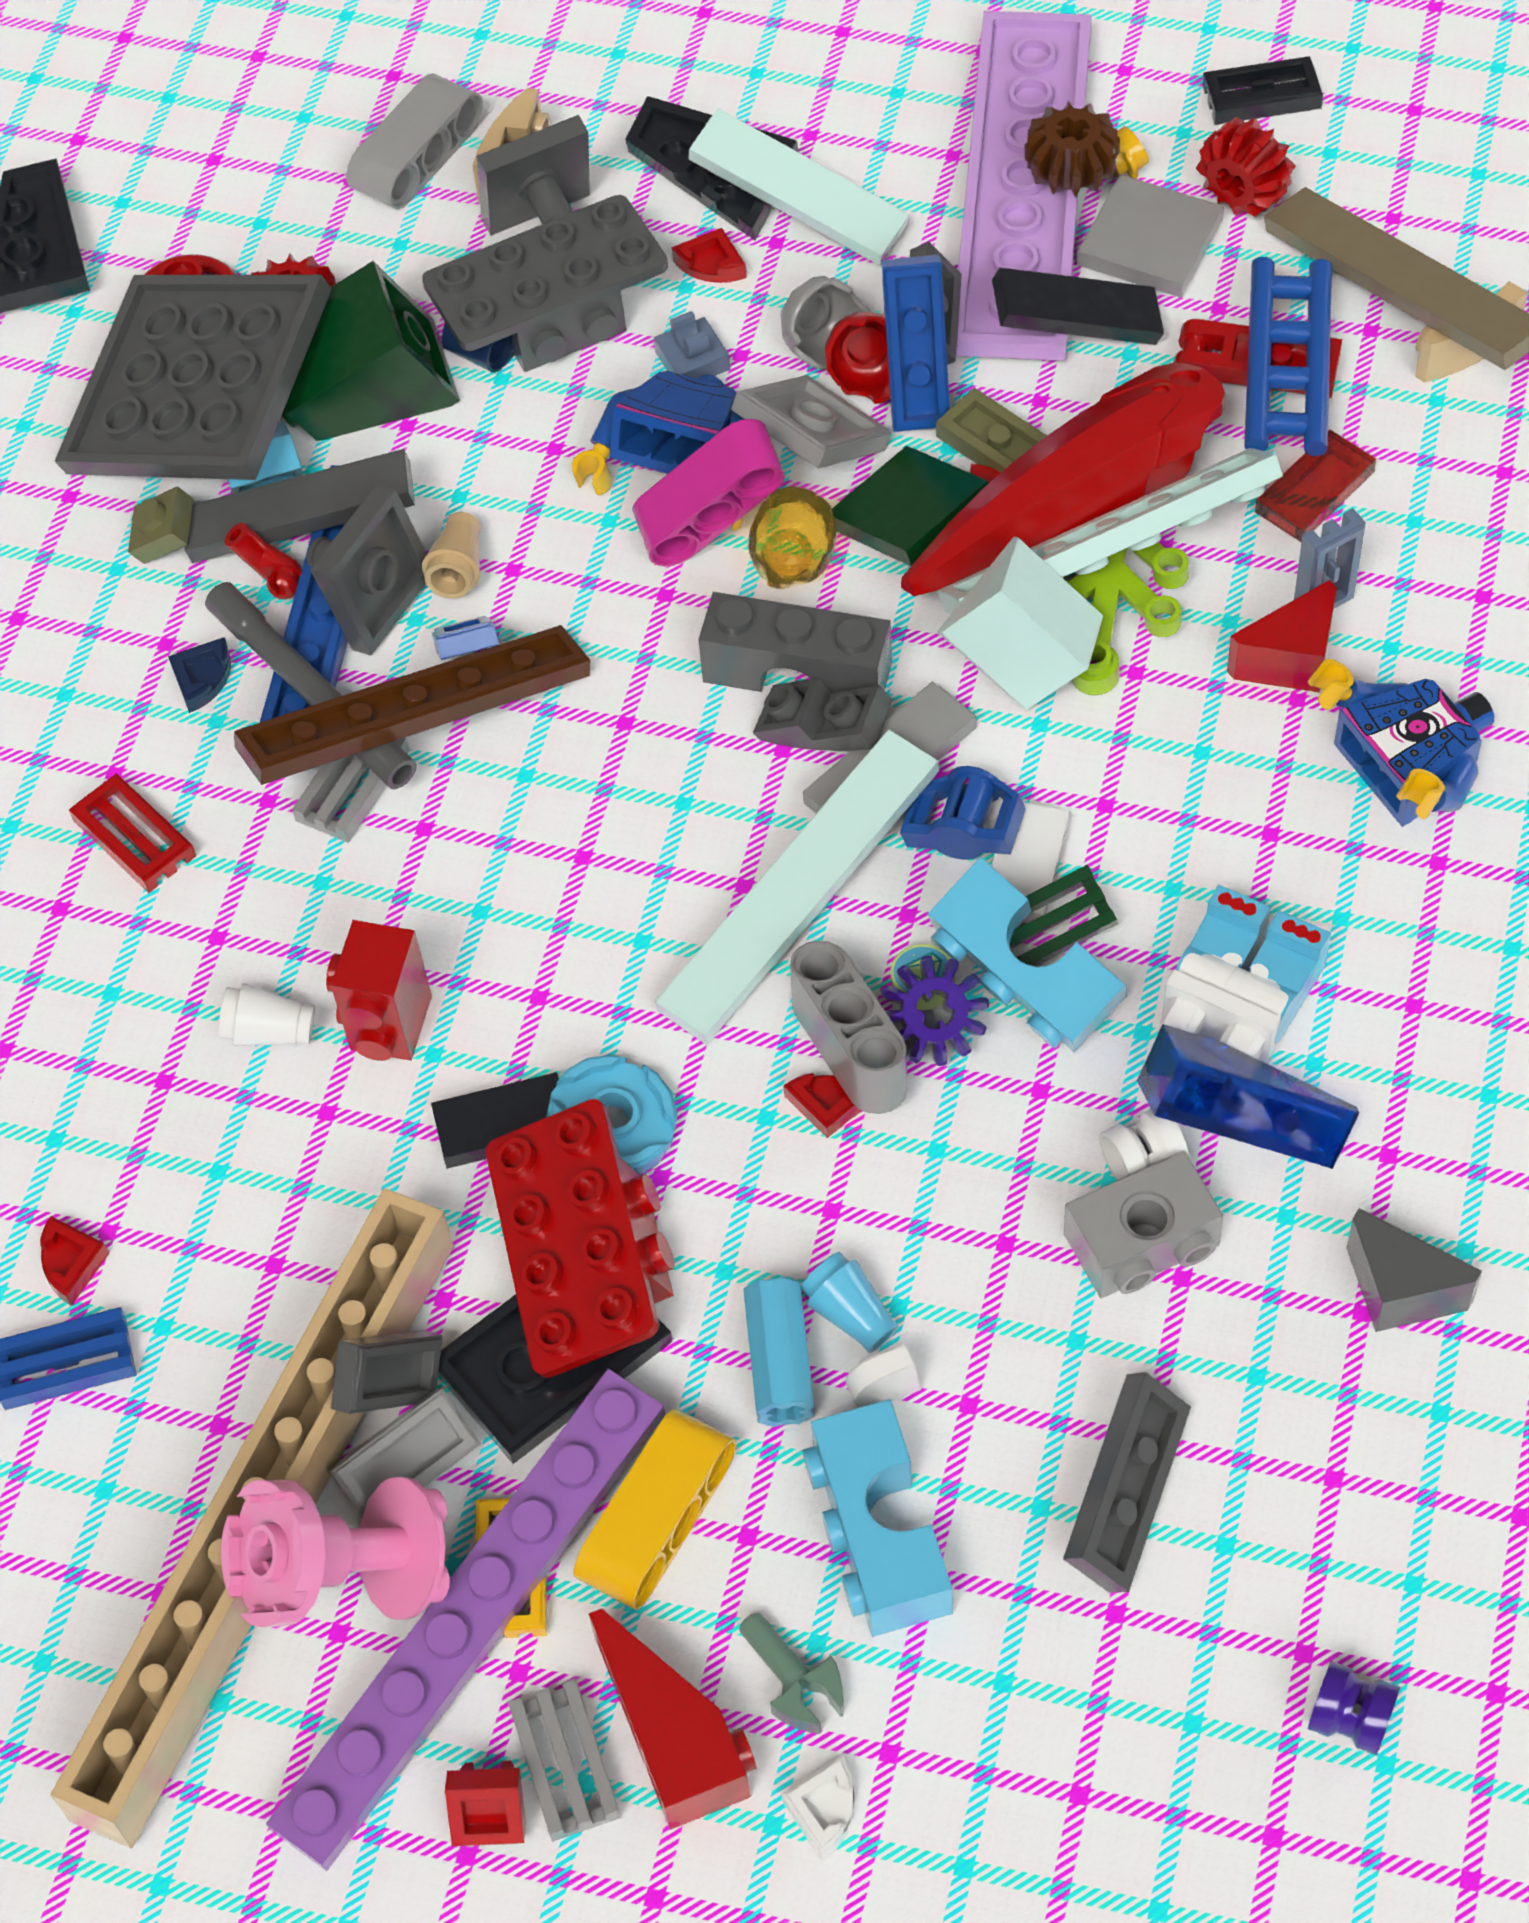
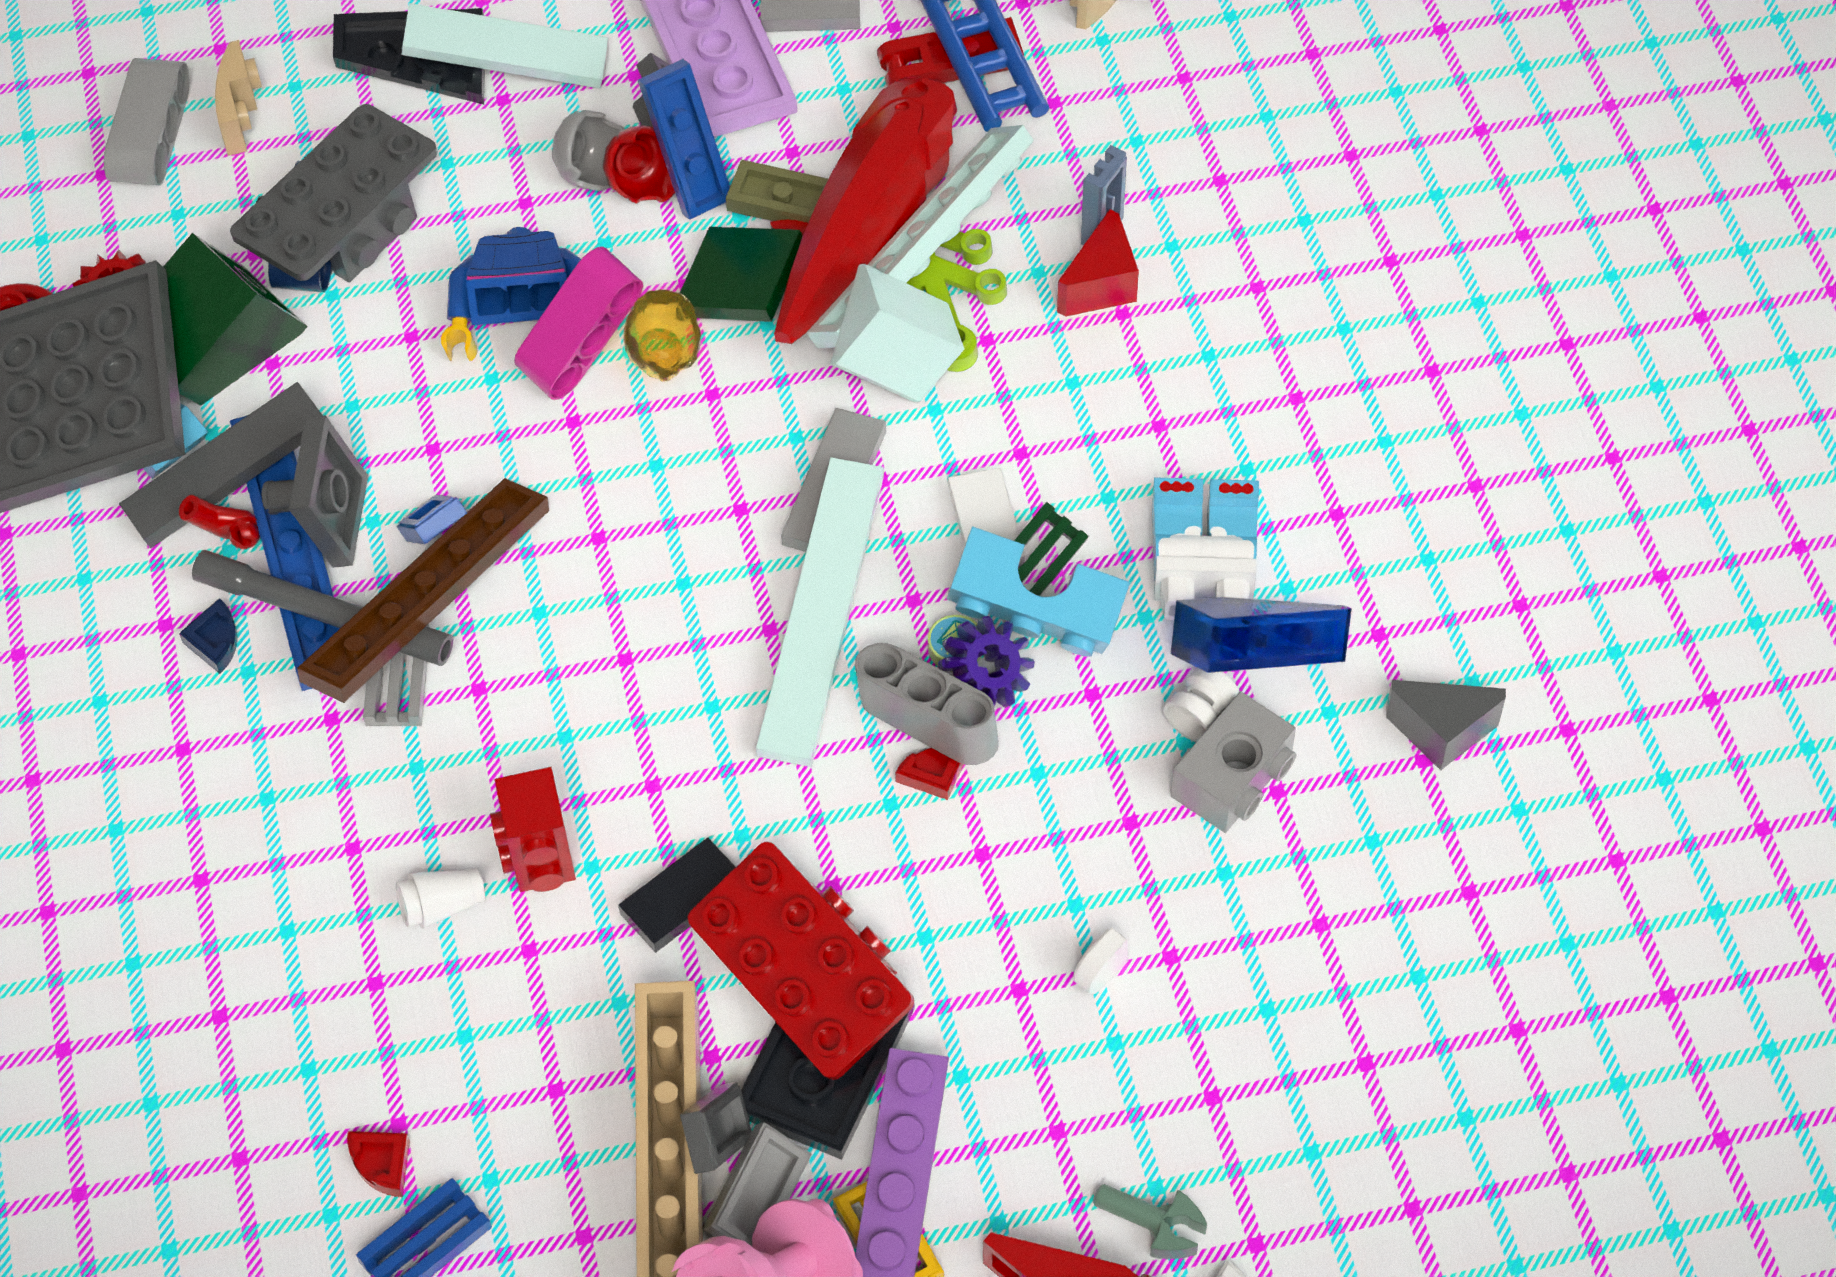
camera: 30 degrees left, 0 degrees up
(160, 525) = (108, 526): olive plate -> none
(160, 862) = (260, 822): red tile -> none
(454, 559) = (384, 459): tan cone -> none
(534, 176) = (280, 115): dark grey tile -> none
(635, 1091) = (784, 827): medium azure tile -> none
(655, 1509) = (980, 1141): yellow beam -> none
(691, 348) = (485, 212): sand blue tile -> none
(710, 258) = (459, 131): red tile -> none
(754, 635) = (681, 423): dark grey arch -> none
(778, 1352) = (1008, 978): medium azure axle -> none
(812, 421) = (627, 232): light grey plate -> none
(814, 718) = (760, 473): dark grey slope -> none
(848, 1300) = (1042, 917): medium azure cone -> none
(894, 1574) = (1187, 1107): medium azure arch -> none
(961, 827) = (923, 514): blue piece -> none
(1077, 306) = (790, 64): black tile -> none
(1127, 1483) = (1327, 960): dark grey plate -> none
(1315, 487) = (1053, 144): clear red tile -> none
(1337, 1701) = (1581, 1051): dark purple wheel -> none
(1406, 739) = (1230, 312): torso -> none

